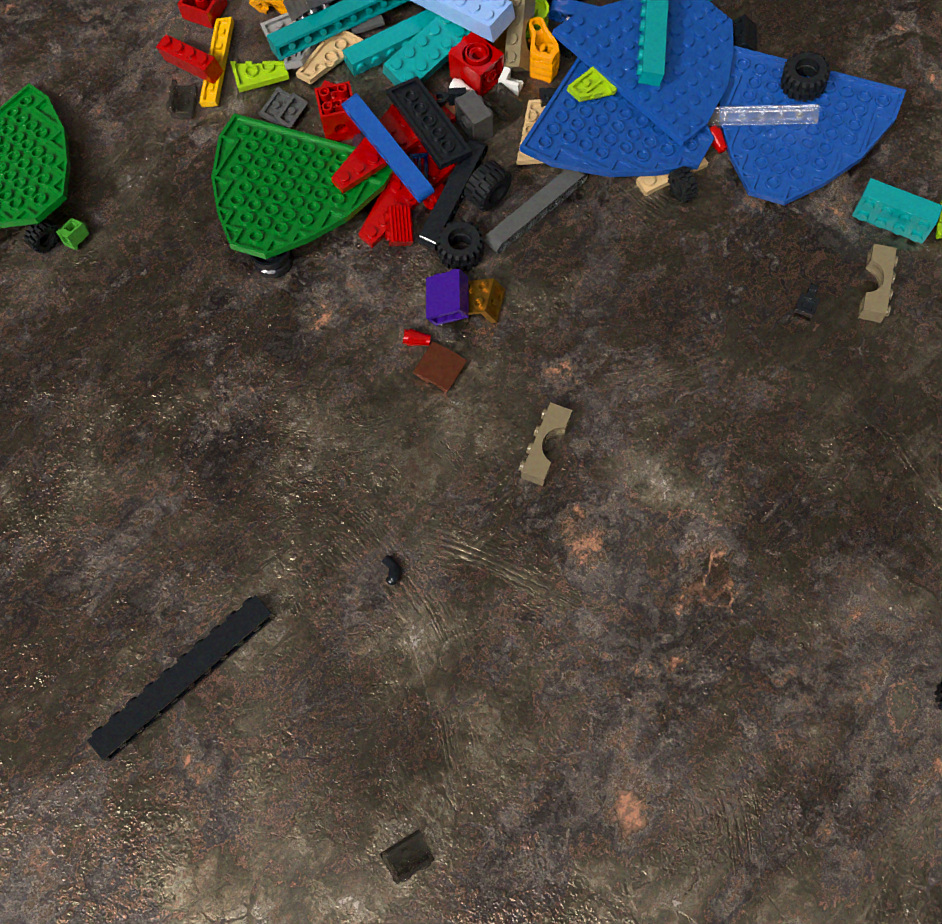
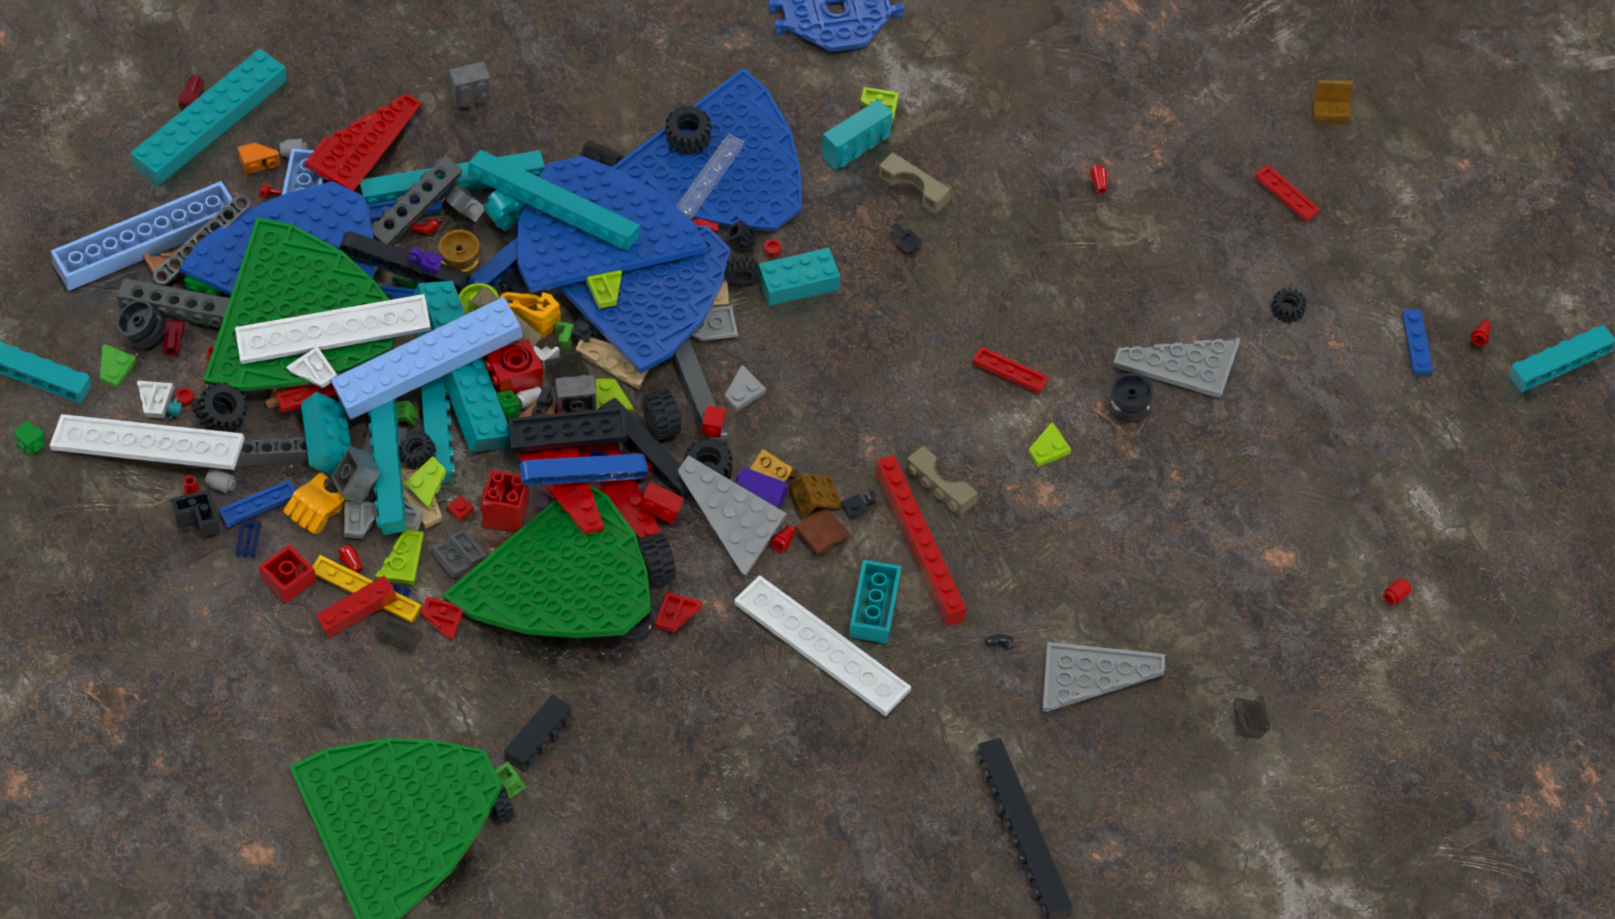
camera: 75 degrees left, 15 degrees down
(128, 236) = (538, 733): none -> black brick
(213, 122) = (442, 616): none -> red wing
(227, 84) = (401, 589): none -> clear blue tile
(241, 40) = (350, 558): none -> red cone
(296, 286) = (676, 611): none -> red wing
(314, 419) = (822, 645): none -> white plate
(332, 52) = (427, 481): none -> lime wing
(333, 244) = (657, 558): none -> black tyre
(357, 32) = (411, 443): none -> black tyre
(377, 440) = (875, 601): none -> teal brick
(392, 667) = (1088, 671): none -> light grey wing
(398, 14) = (406, 412): none -> bright green bracket
(413, 289) = (737, 516): none -> light grey wing
(441, 76) = (509, 404): none -> green brick
(467, 452) = (920, 540): none -> red brick
(478, 345) = (814, 491): none -> pearl gold bracket
(484, 384) = (858, 506): none -> black plate
(499, 145) = (608, 389): none -> lime wing
(499, 227) = (713, 421): none -> red brick
(532, 88) = (564, 332): none -> bright green bracket
(561, 242) = (743, 389): none -> light grey wing
(619, 192) = (717, 325): none -> light grey tile
(642, 525) = (1049, 446): none -> lime wing
(707, 232) = (798, 276): none -> teal brick
(710, 455) = (1010, 370): none -> red plate
(722, 169) = (741, 236): none -> black brick
(730, 201) = (772, 248): none -> red tile
(751, 575) = (1131, 397): none -> black wheel
(816, 623) = (1194, 366): none -> light grey wing

